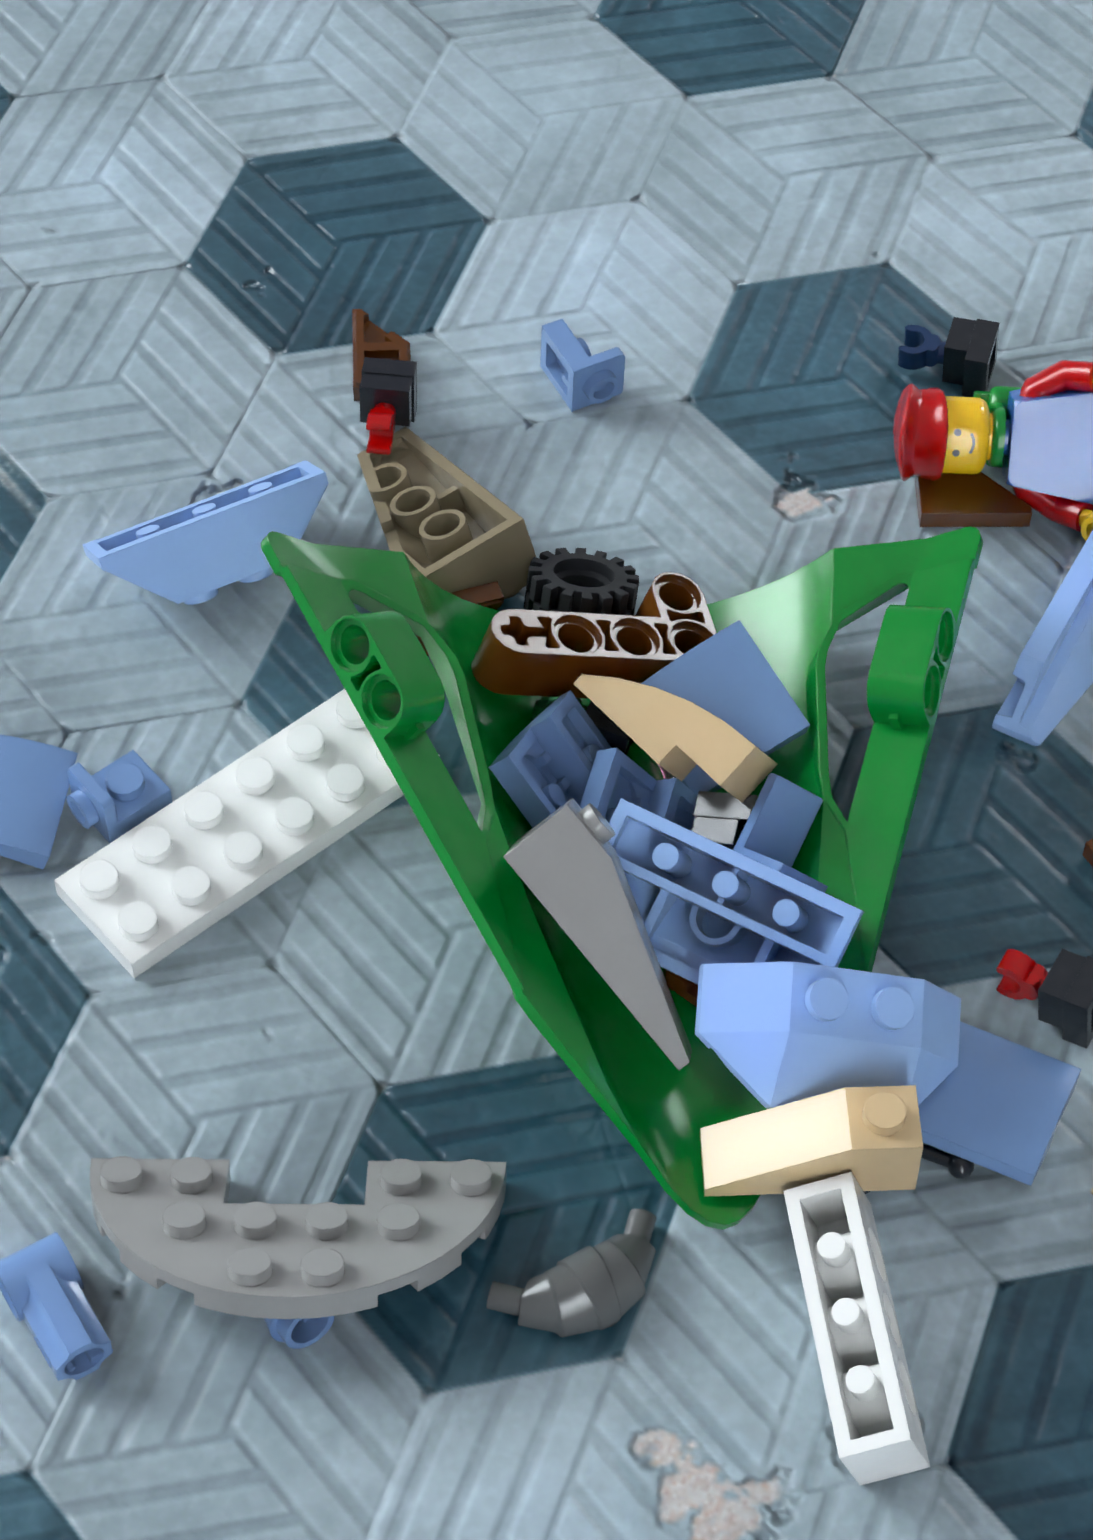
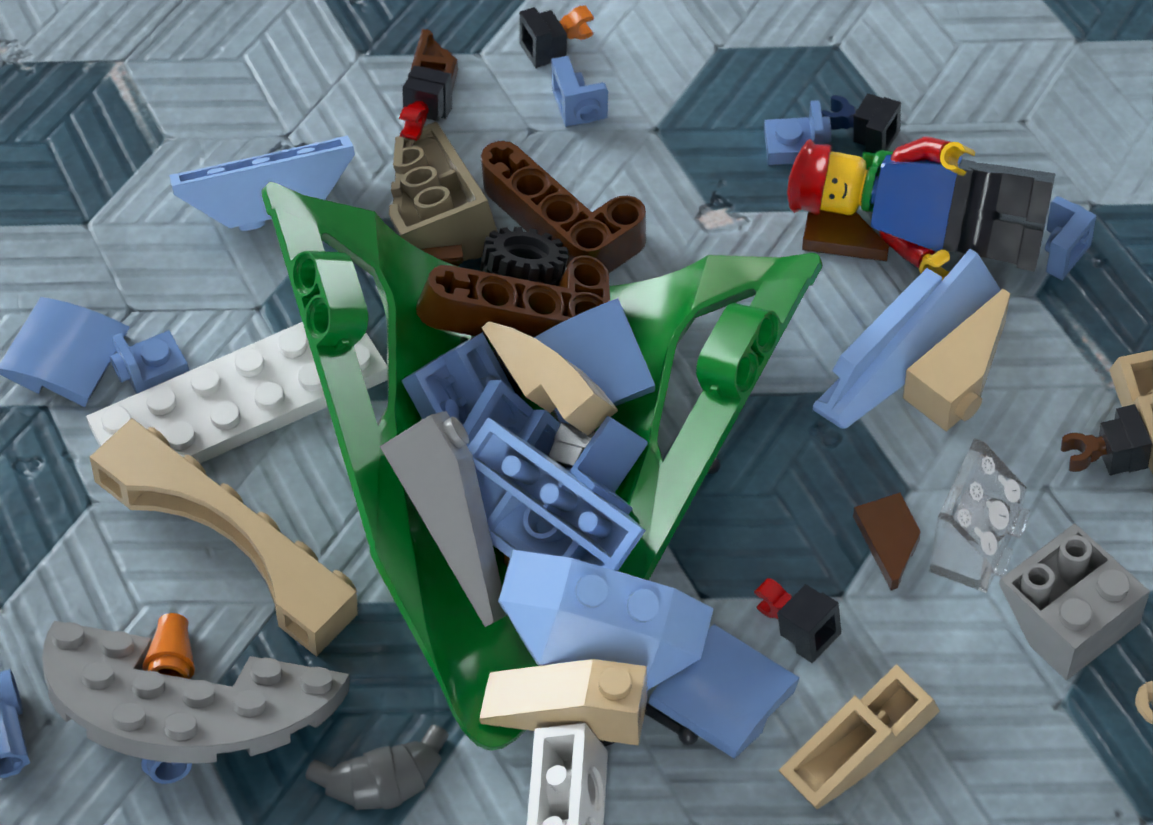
camera: 15 degrees right, 0 degrees up
(177, 945) = (151, 476): none -> tan arch
(261, 1168) = (171, 648): none -> orange cone
(519, 300) = (546, 37): none -> black piece
(576, 512) = (541, 203): none -> reddish brown beam
(874, 386) = (787, 136): none -> medium blue bracket

